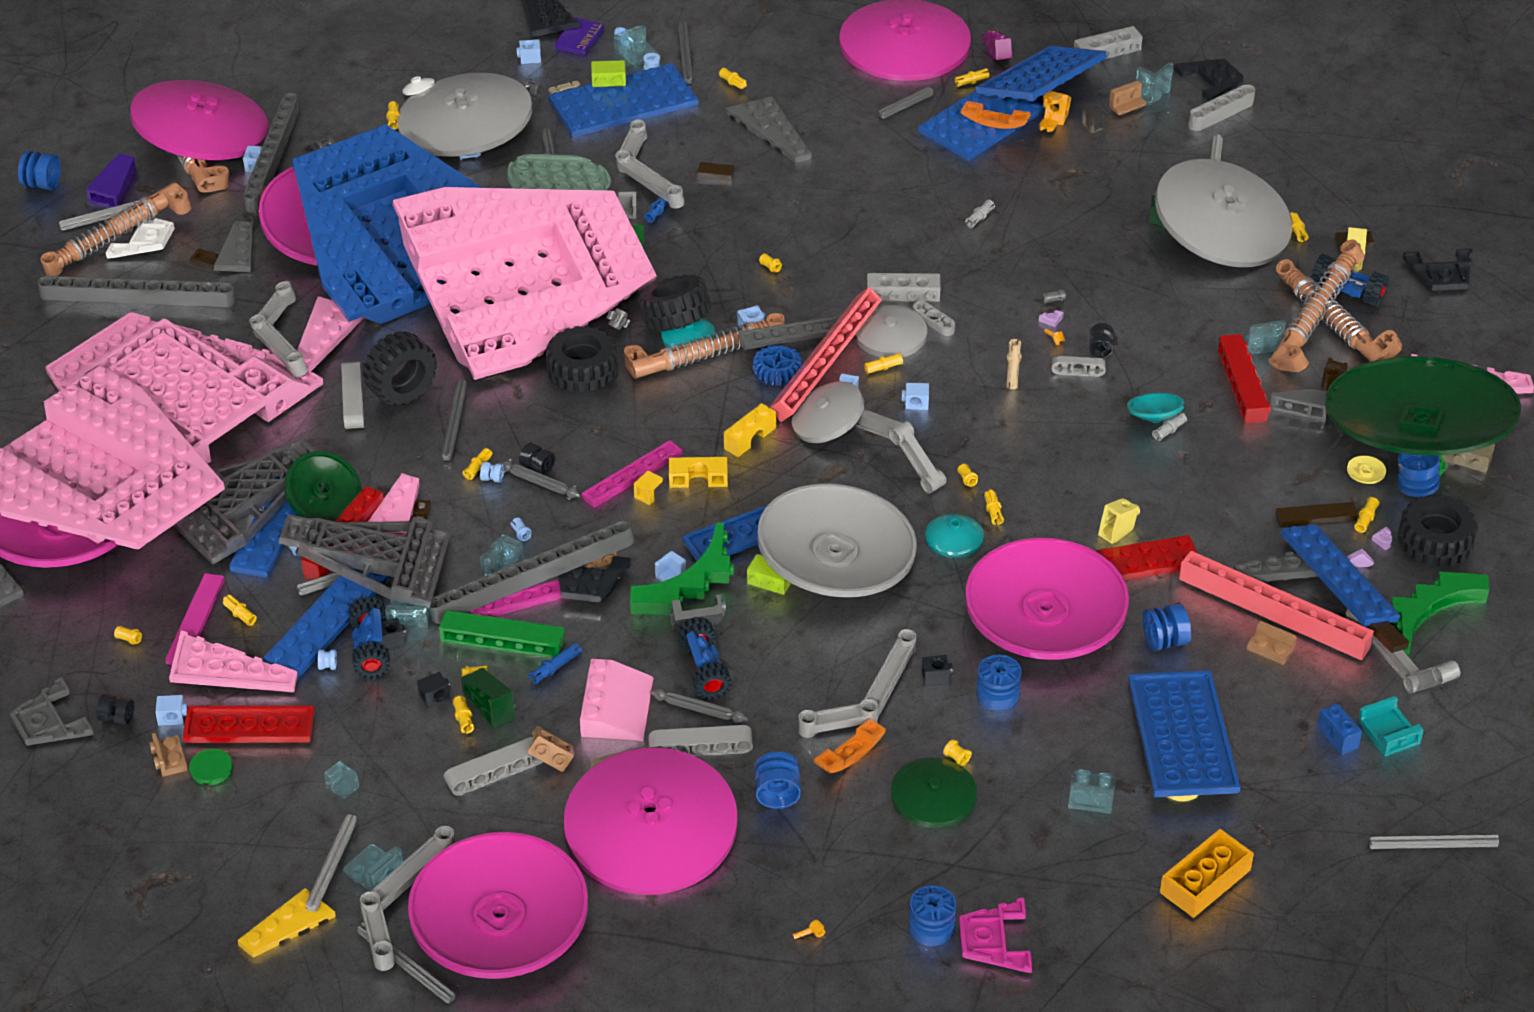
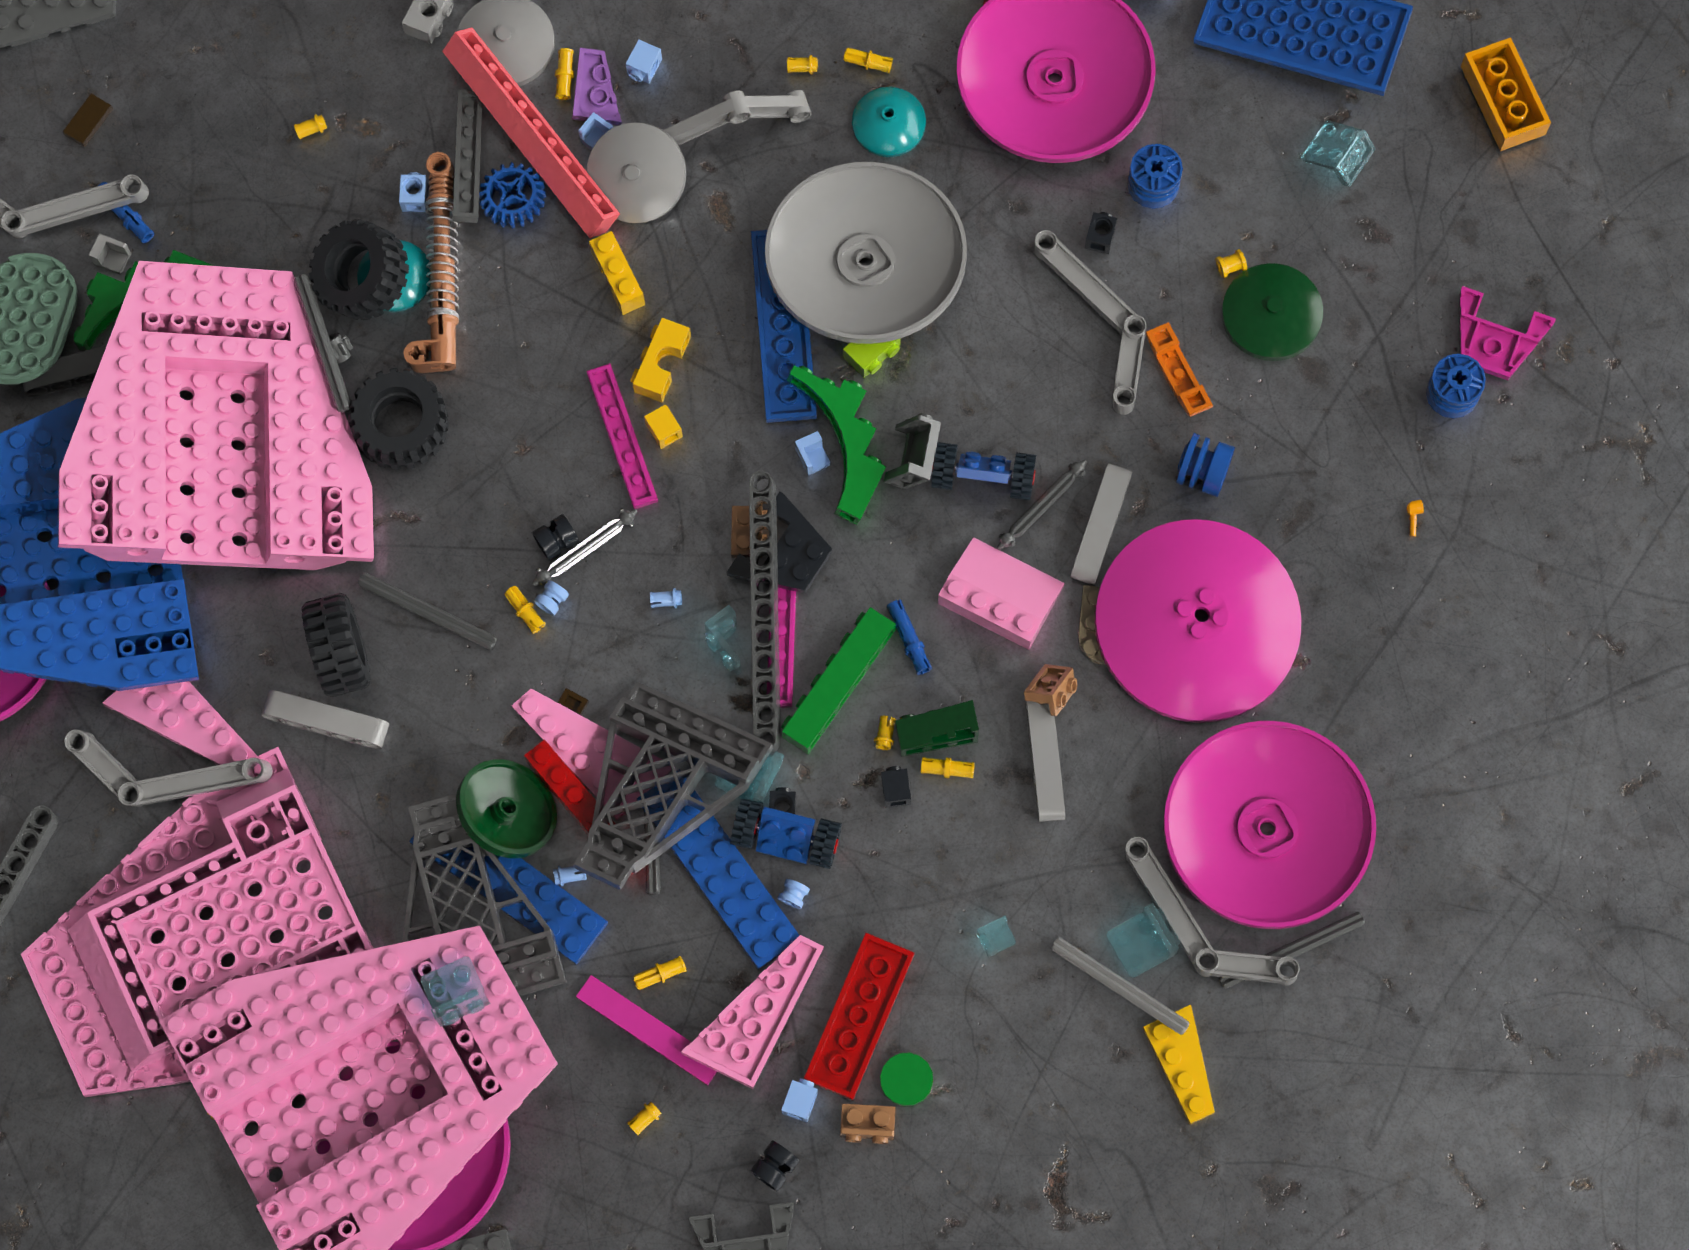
camera: 65 degrees left, 30 degrees up
(165, 478) = (454, 991): none -> clear light blue bracket
(612, 303) = (323, 343): none -> dark grey axle
(881, 380) = (594, 88): none -> medium lavender wing

